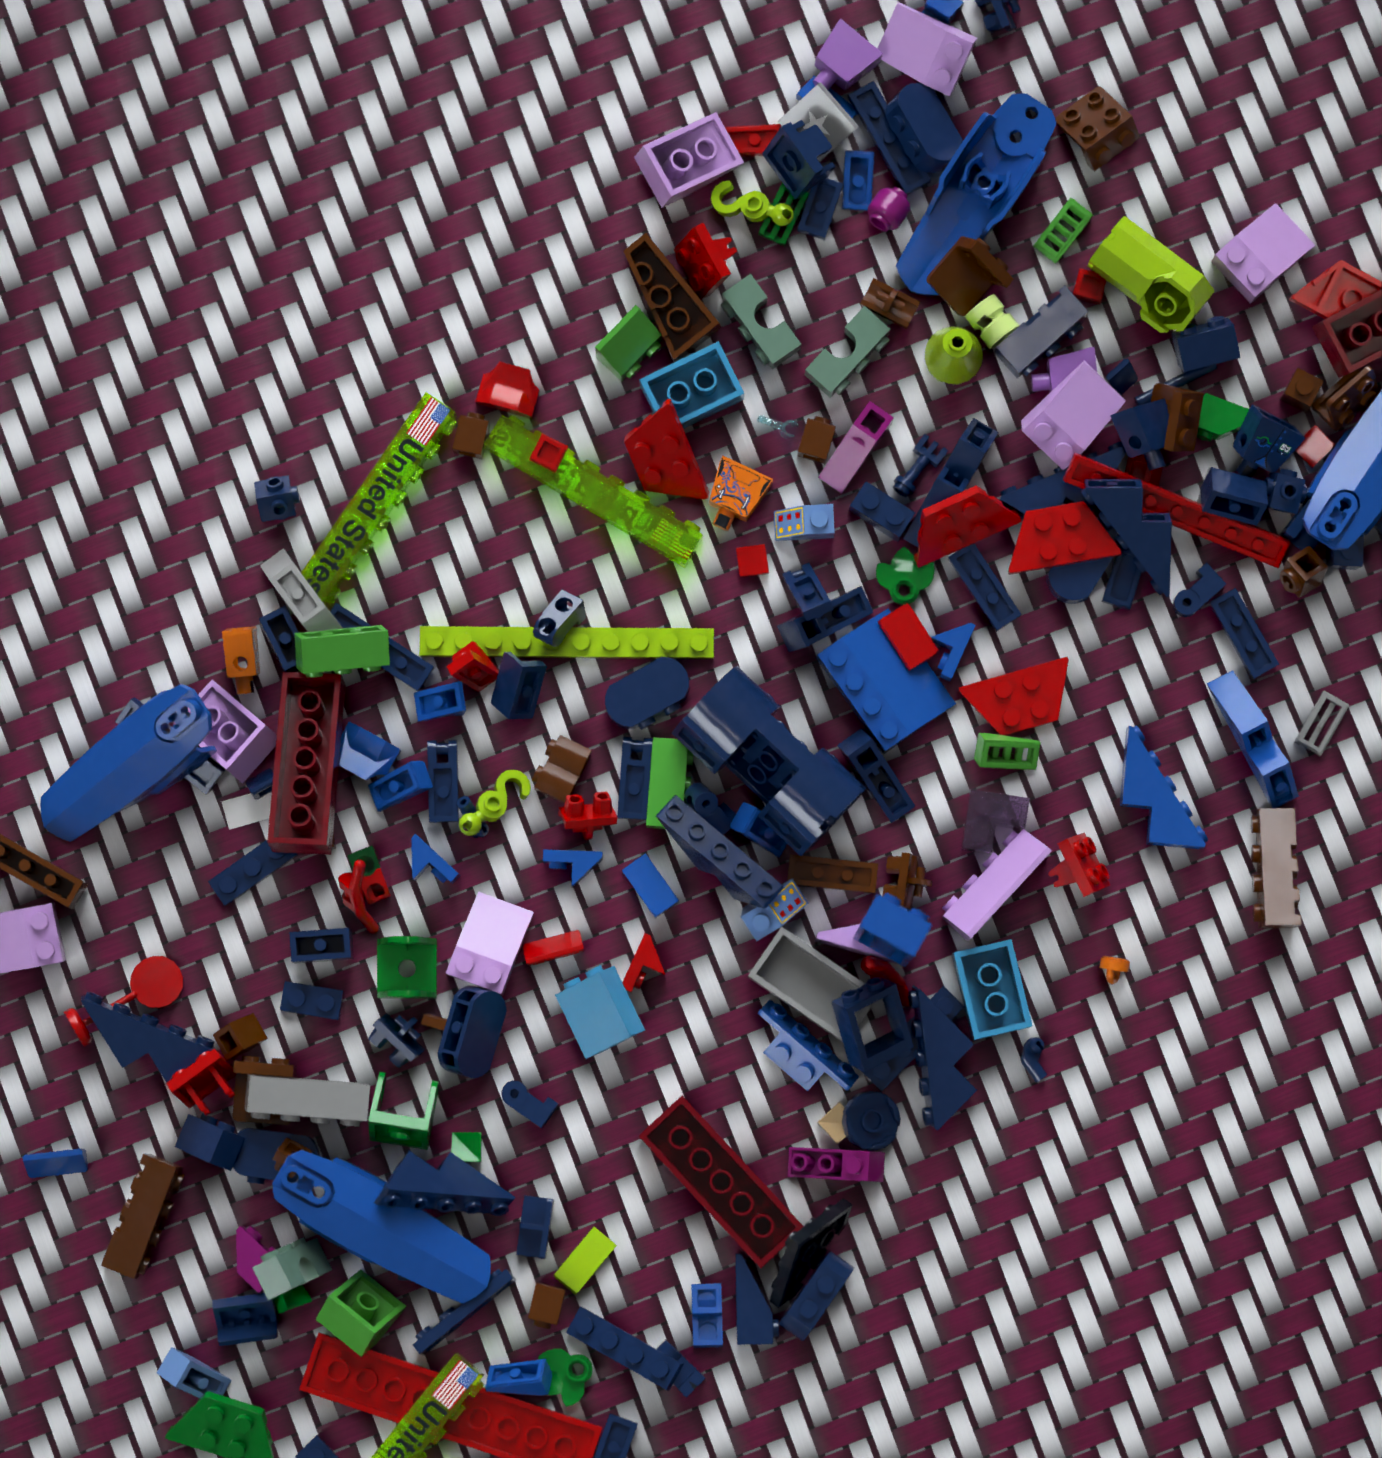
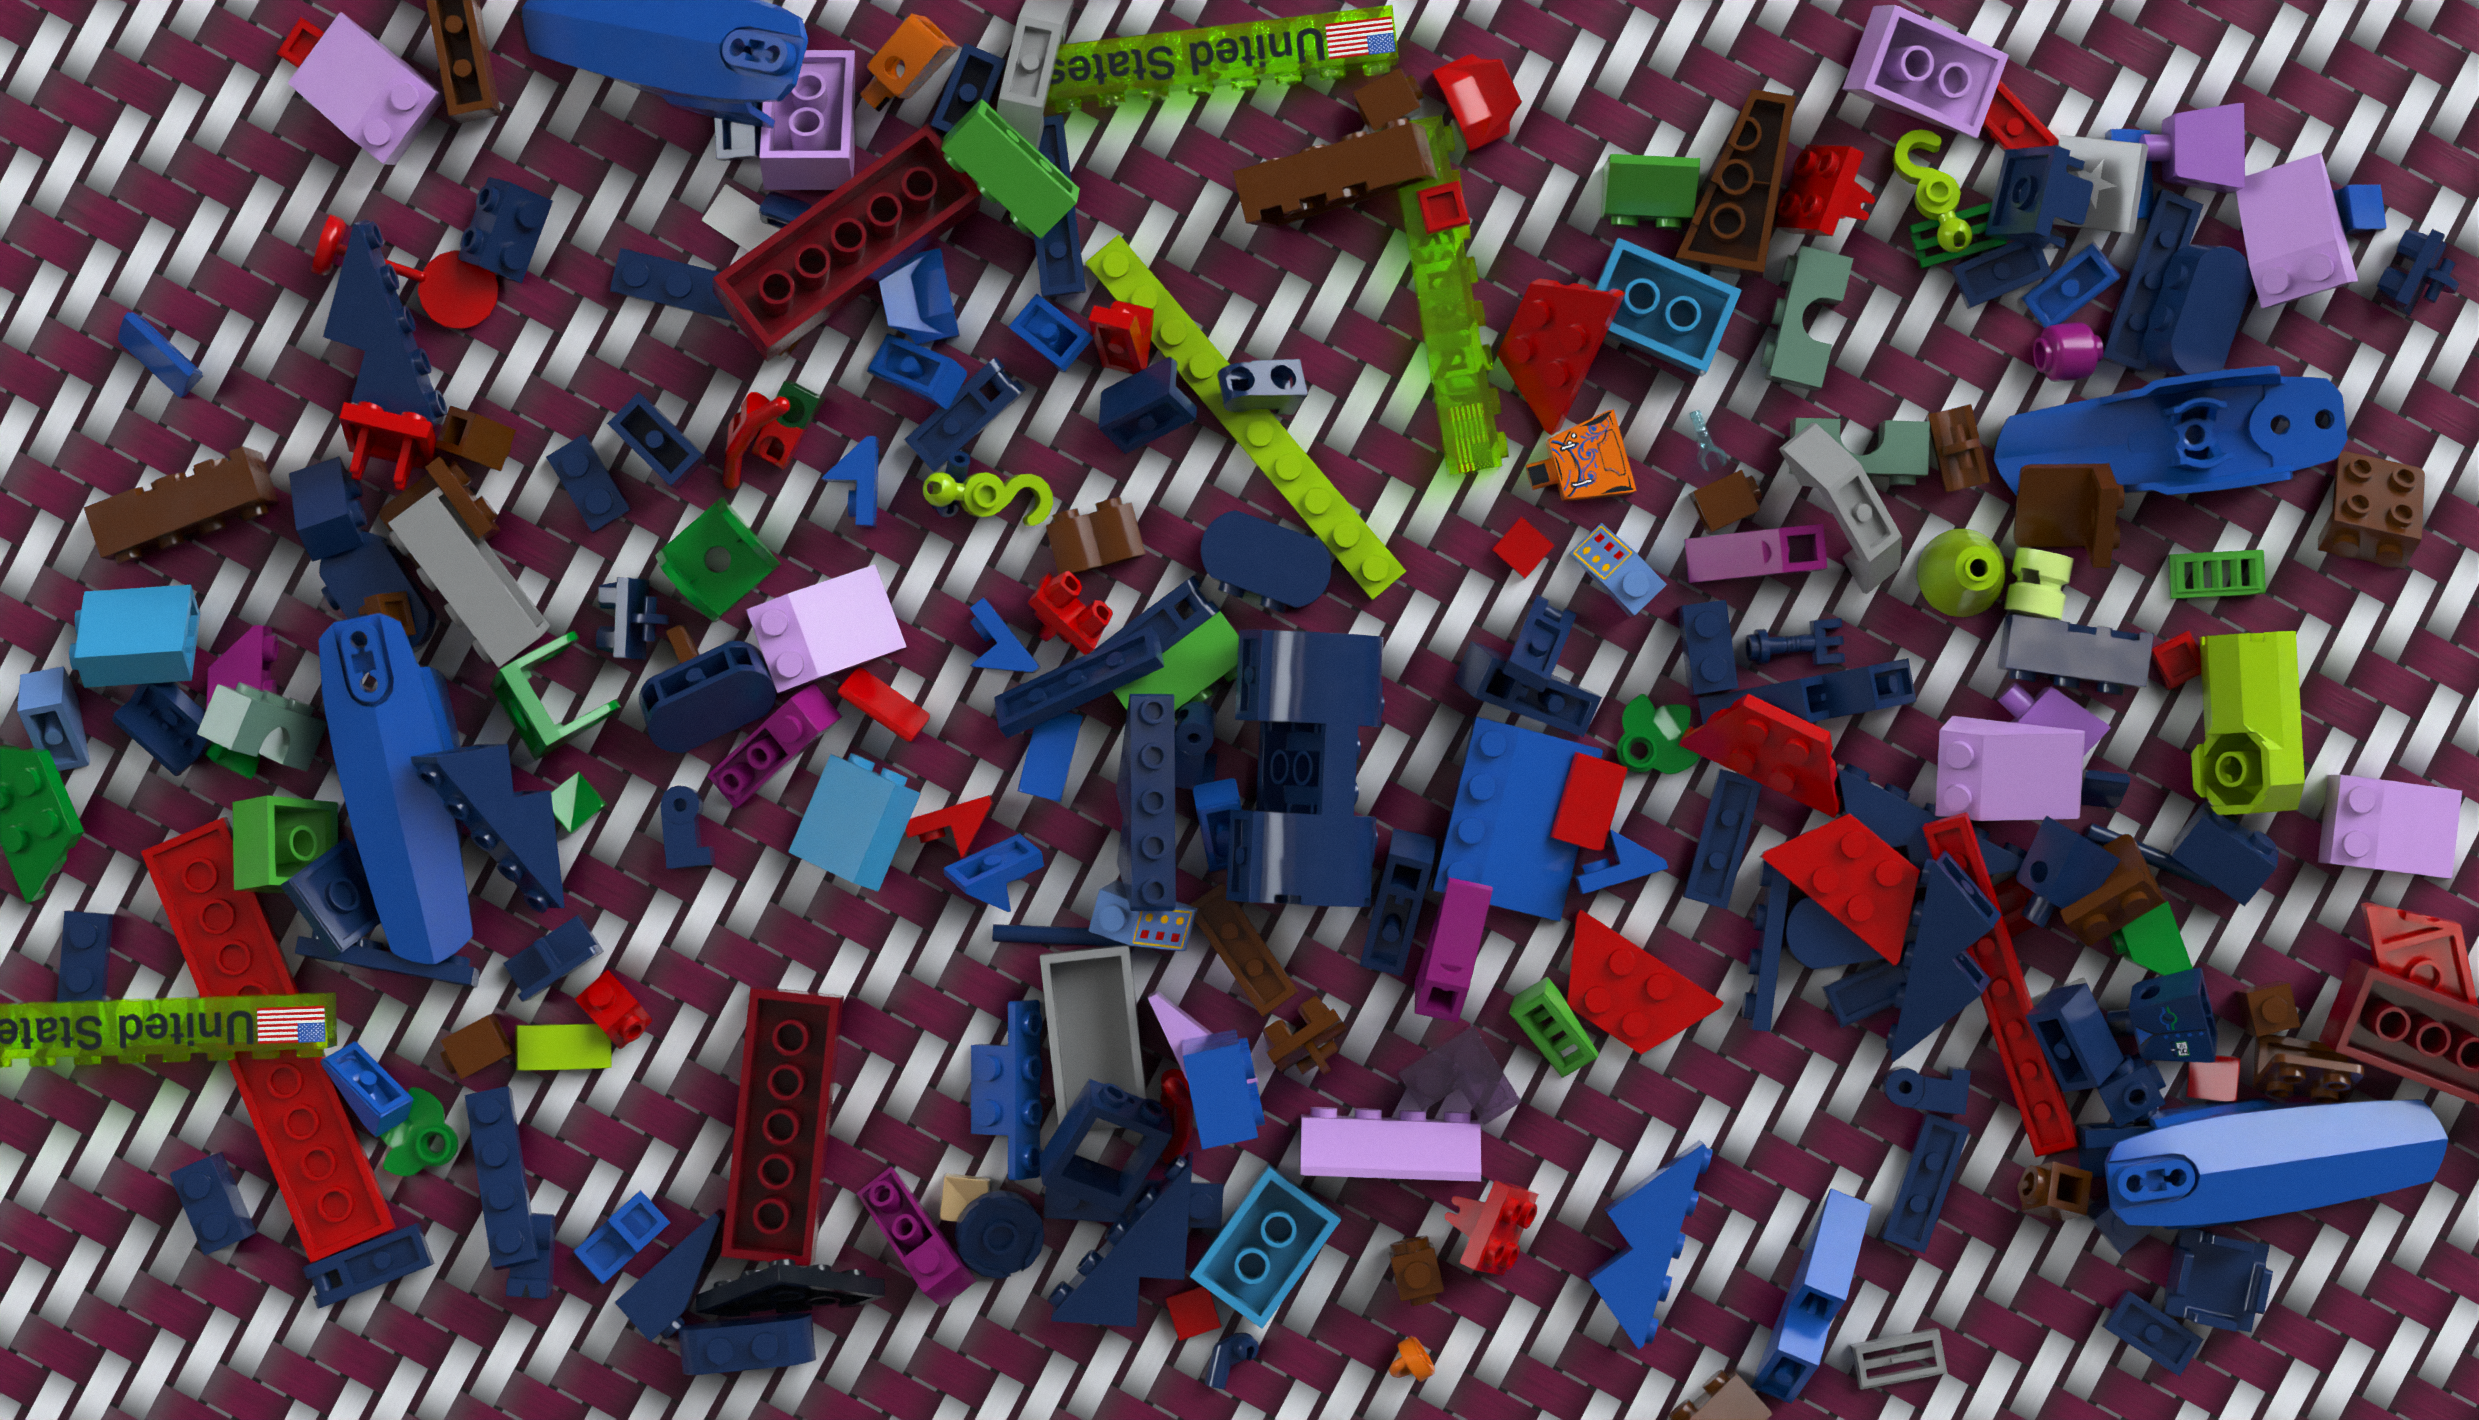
camera: 45 degrees right, 5 degrees up
(147, 931) = (504, 229): none -> dark blue bracket
(188, 1295) = (136, 636): none -> dark azure brick
(410, 1307) = (335, 897): none -> dark blue tile
(486, 491) = (1335, 174): none -> reddish brown wedge
(525, 1021) = (774, 745): none -> magenta slope
(588, 1218) = (614, 1010): none -> red bracket
(627, 838) = (1079, 682): none -> dark blue plate
(683, 962) = (989, 870): none -> blue slope
(743, 963) = (1049, 935): none -> dark blue bar
(839, 374) = (1853, 501): none -> light grey slope
(923, 767) = (1452, 950): none -> magenta slope
(994, 1057) = (1193, 1312): none -> red tile
(1063, 617) = (1764, 961): none -> dark blue plate
(1069, 925) = (1416, 1270): none -> reddish brown brick

